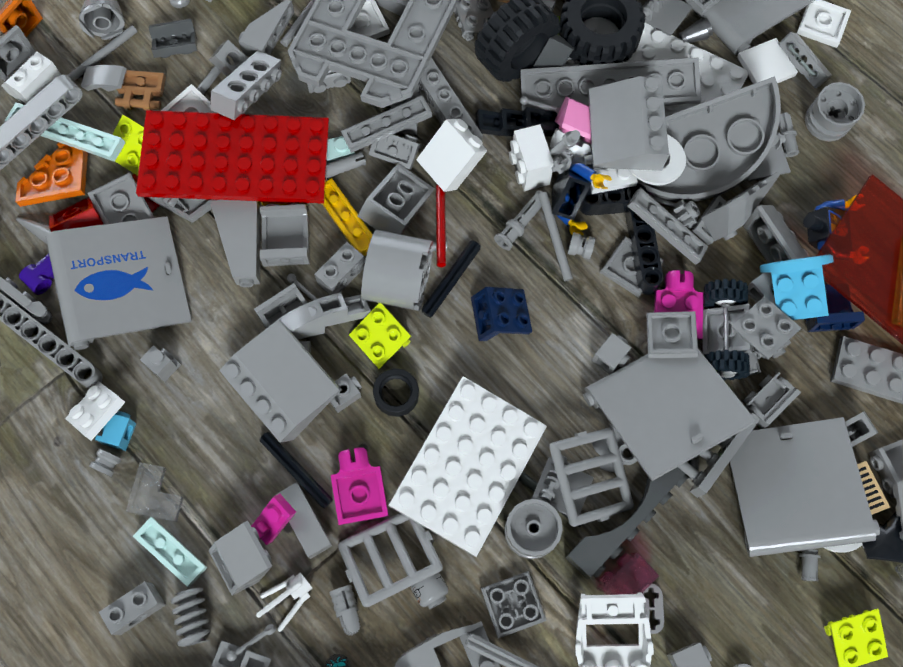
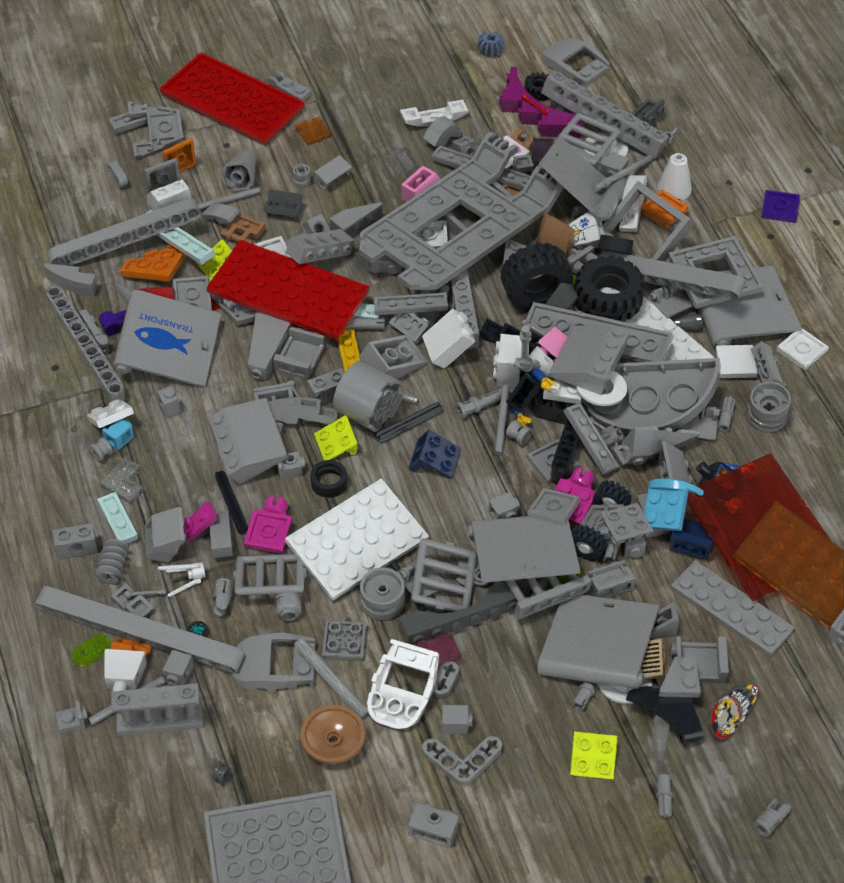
camera: 25 degrees right, 20 degrees down
(440, 227) = (418, 385): red bar -> none

